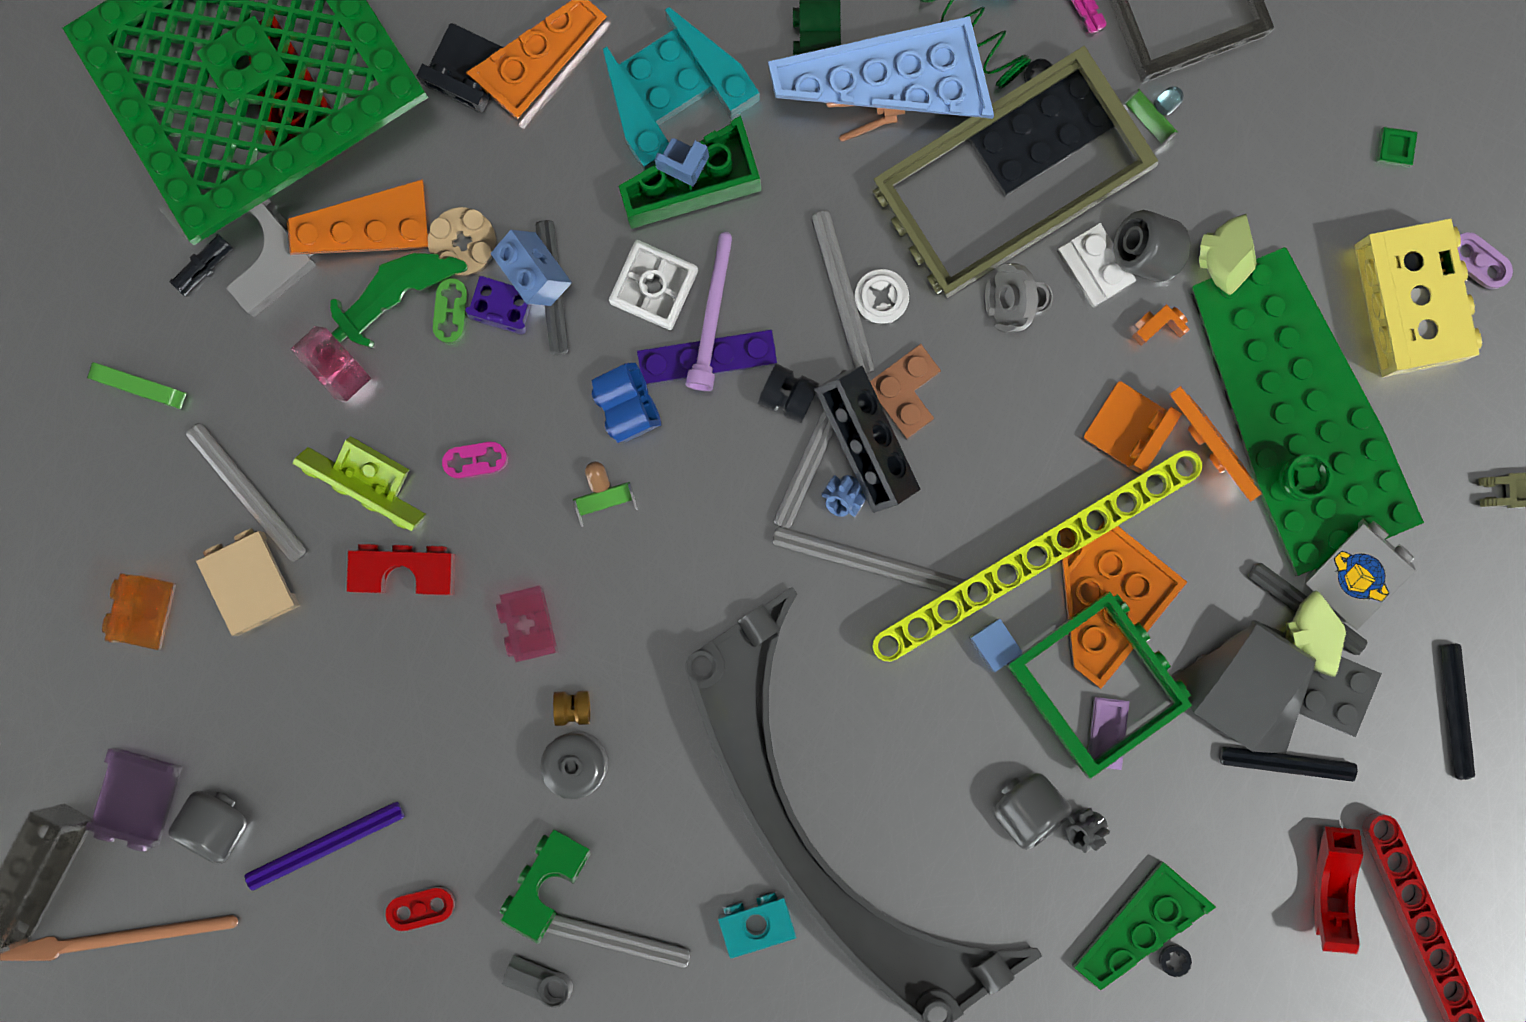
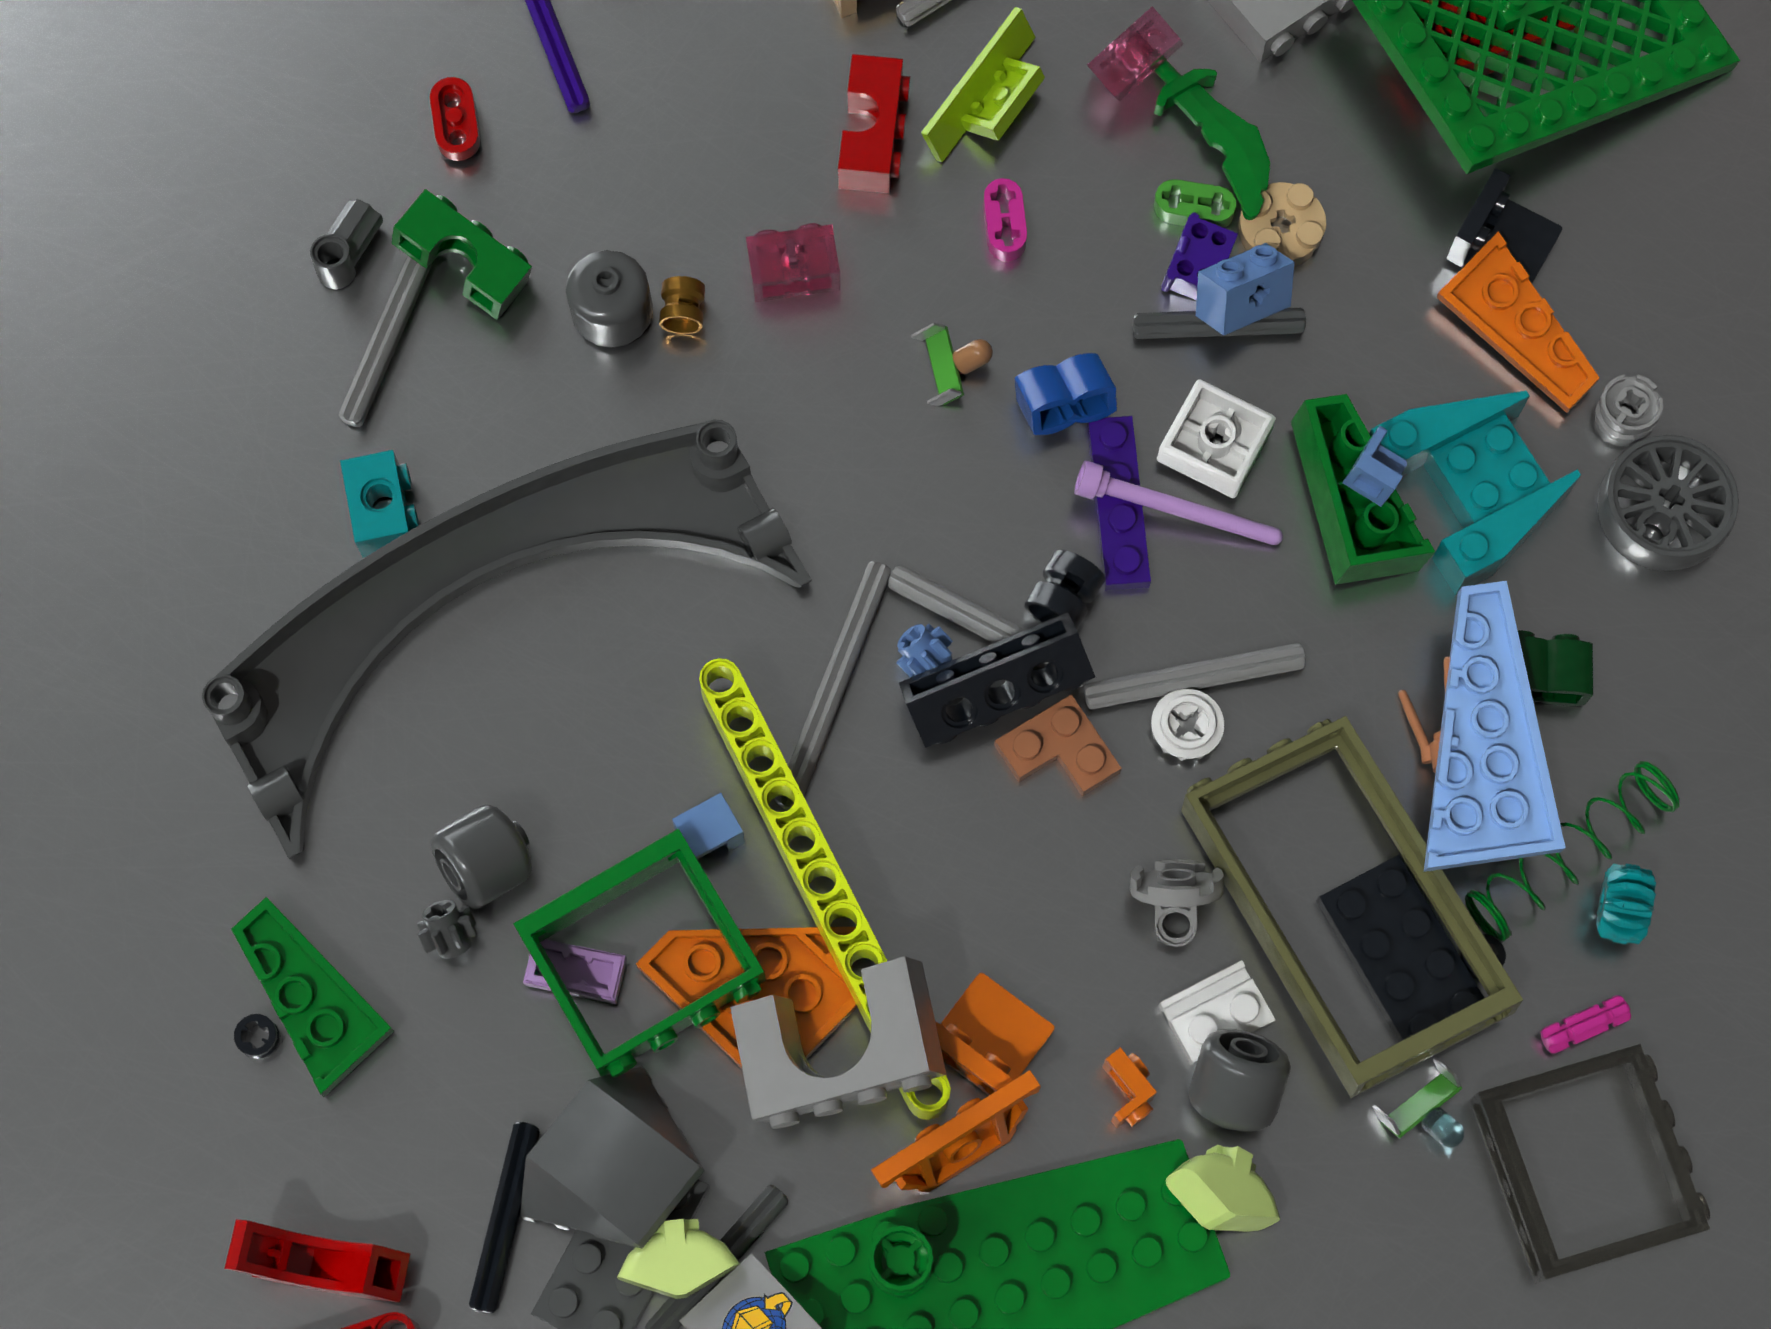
camera: 90 degrees right, 15 degrees down
(370, 223) = (1310, 118): orange wing -> none
(1188, 568) = (900, 1052): none -> light grey arch

